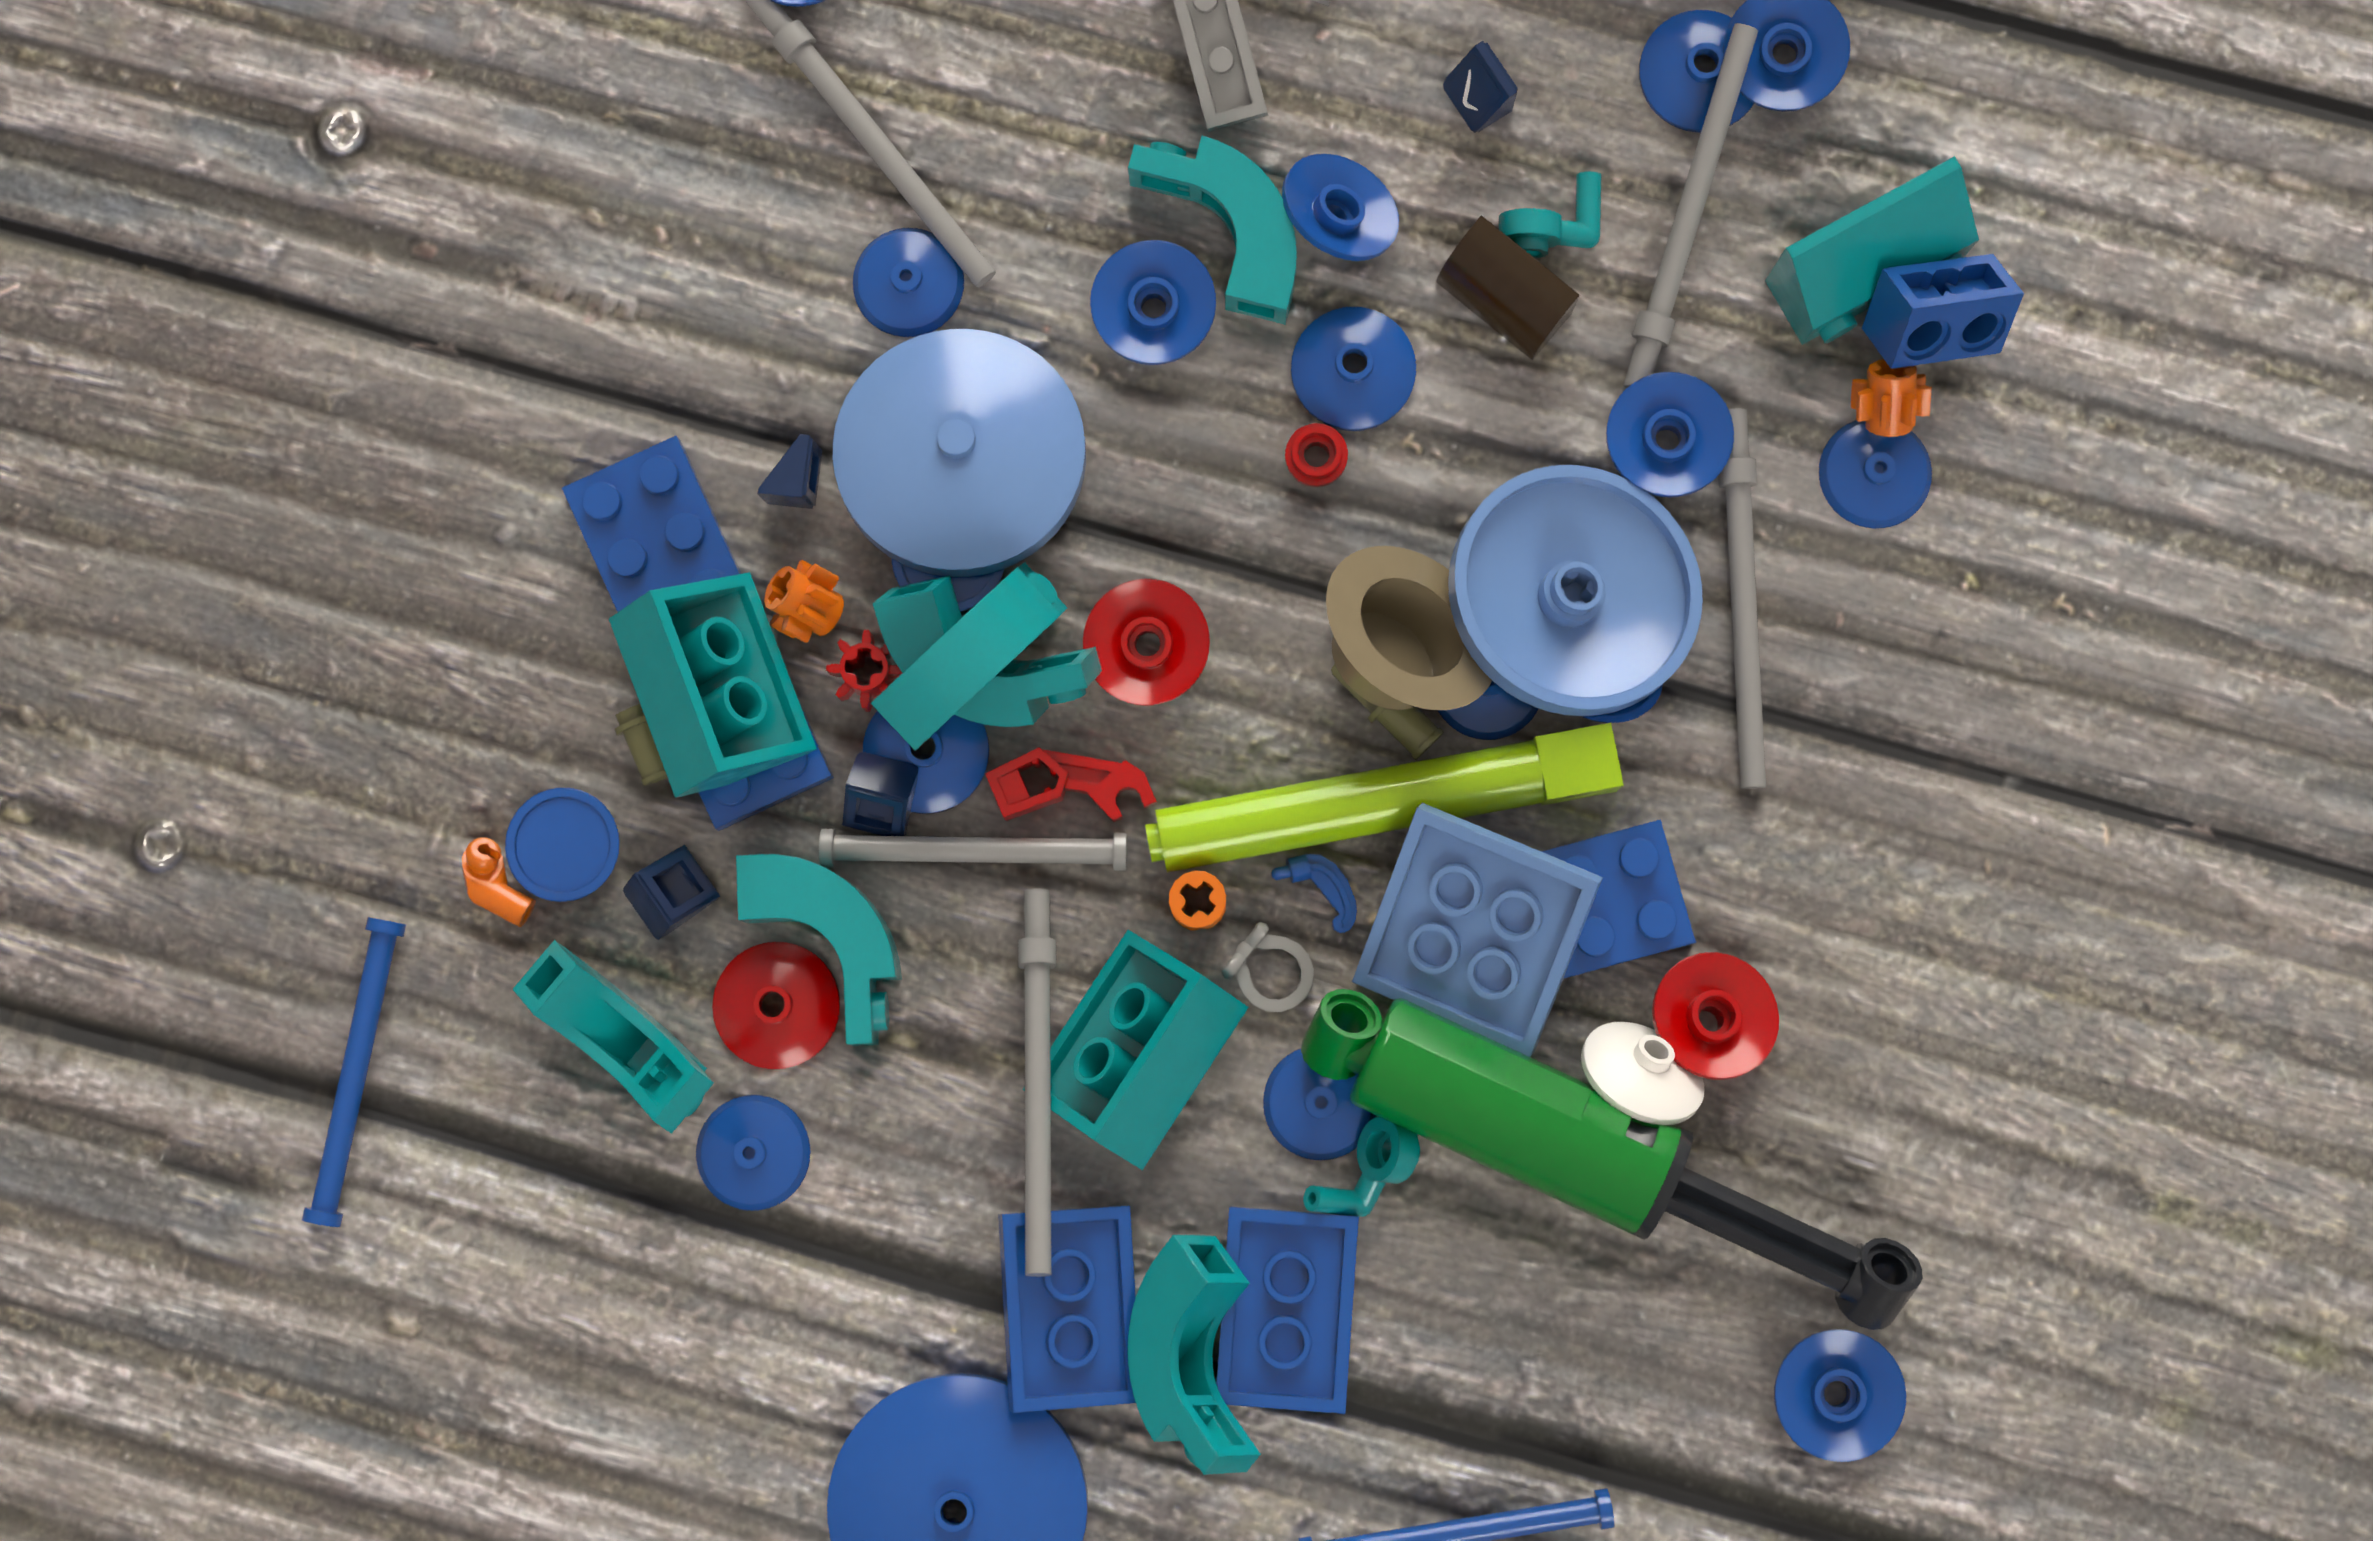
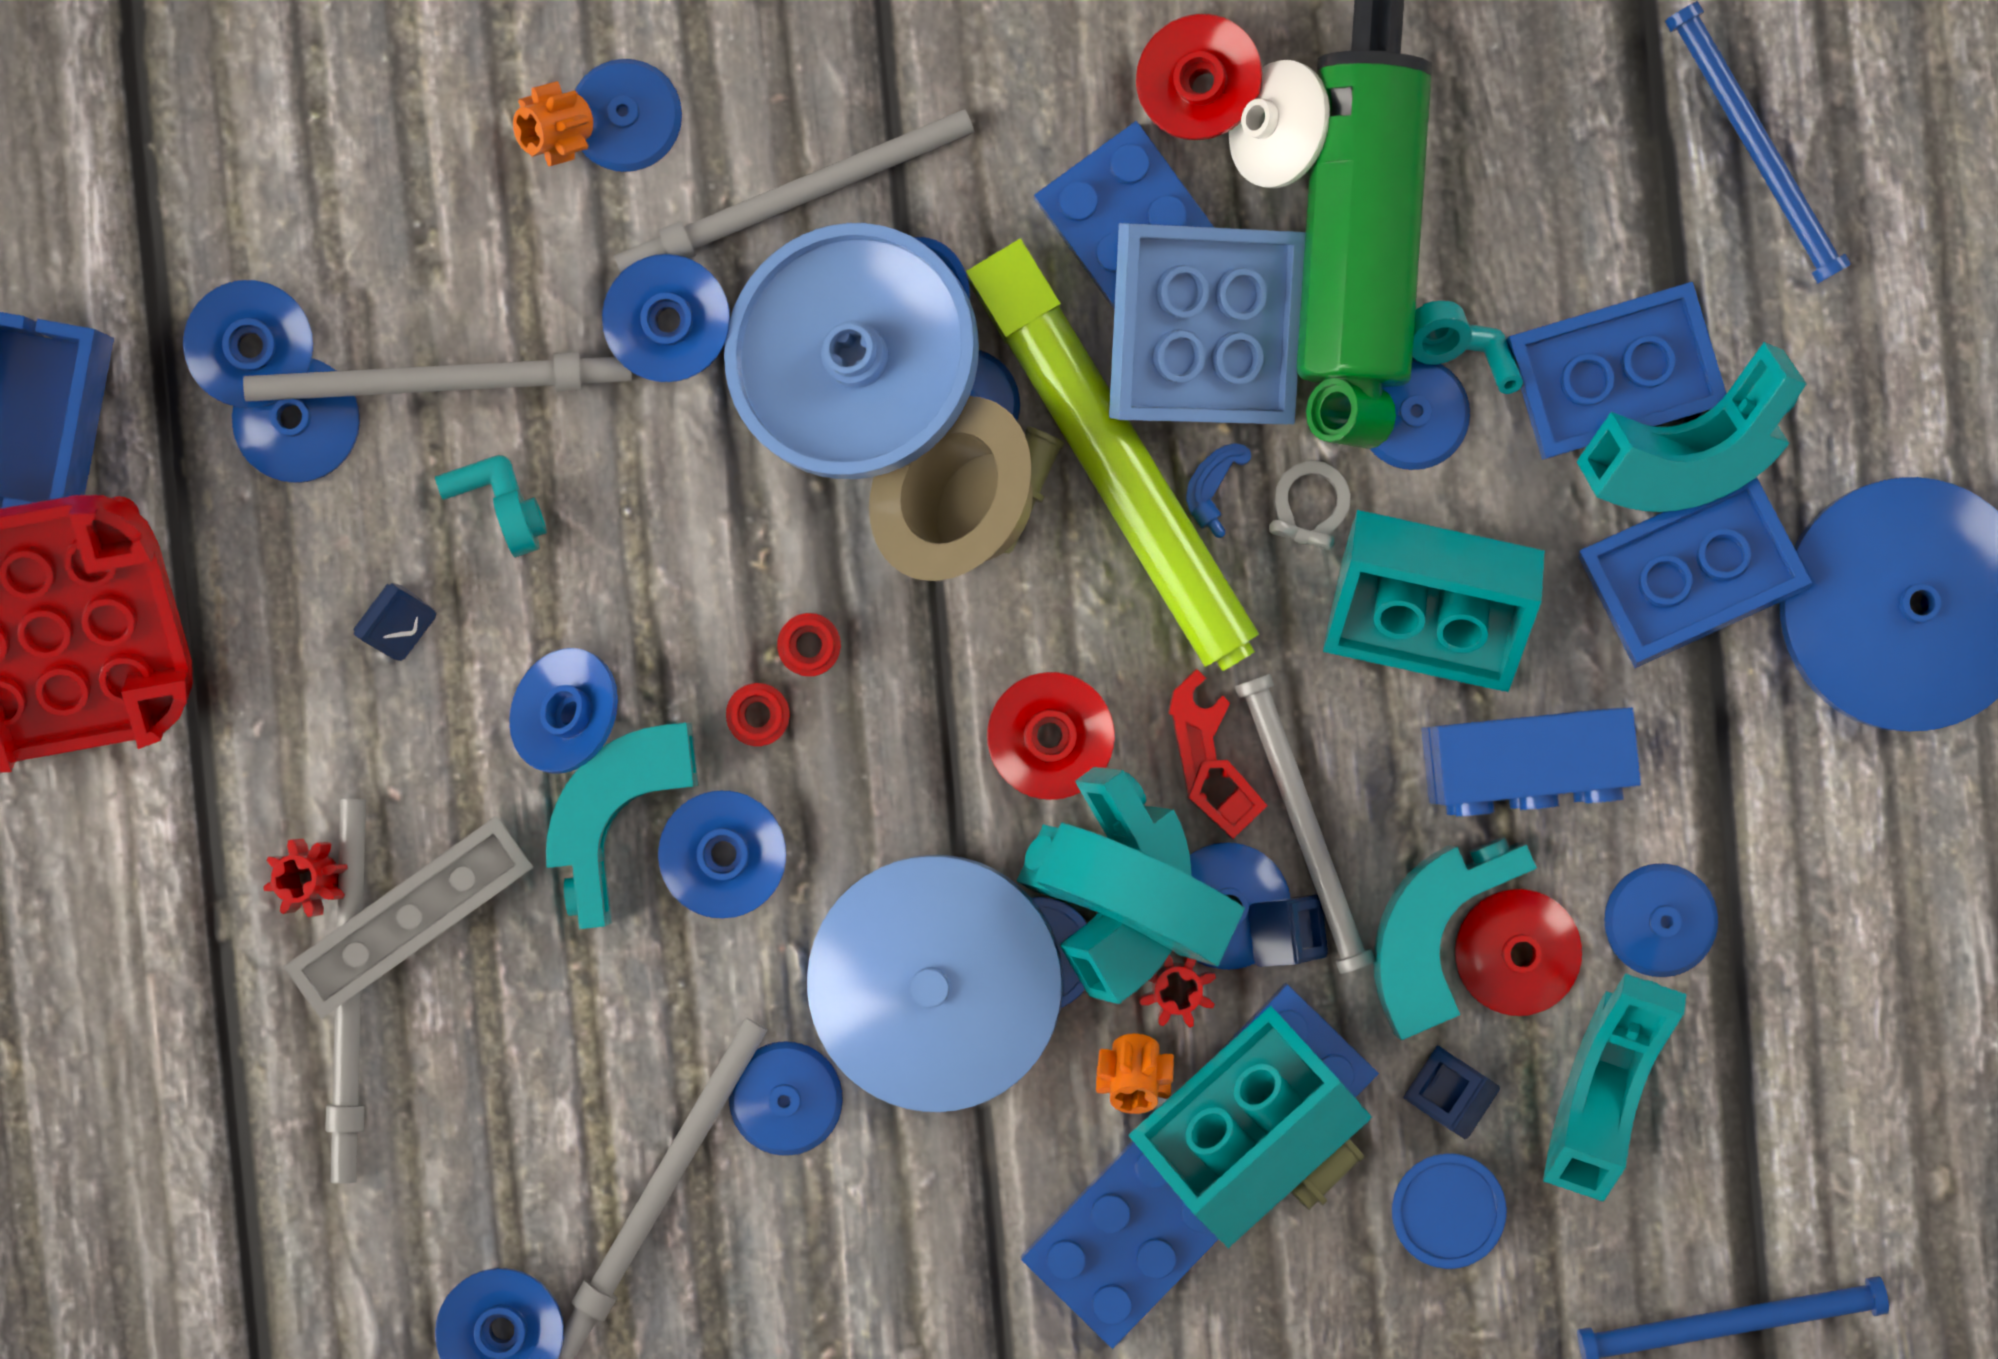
camera: 125 degrees left, 5 degrees up
(488, 884) = (1510, 1267): orange arm -> none
(795, 476) = (1017, 1128): dark blue slope -> none
(949, 1077) = (1531, 760): none -> blue piece
(1037, 957) = (1381, 724): light grey bar -> none
(1196, 881) = (1292, 586): orange bush -> none
(1269, 365) = (738, 707): none -> red plate
(1347, 398) = (743, 632): blue dish -> none
(1507, 288) = (582, 522): dark brown brick -> none
(1837, 268) = (424, 184): teal slope -> none
(1942, 310) = (455, 103): blue brick -> none

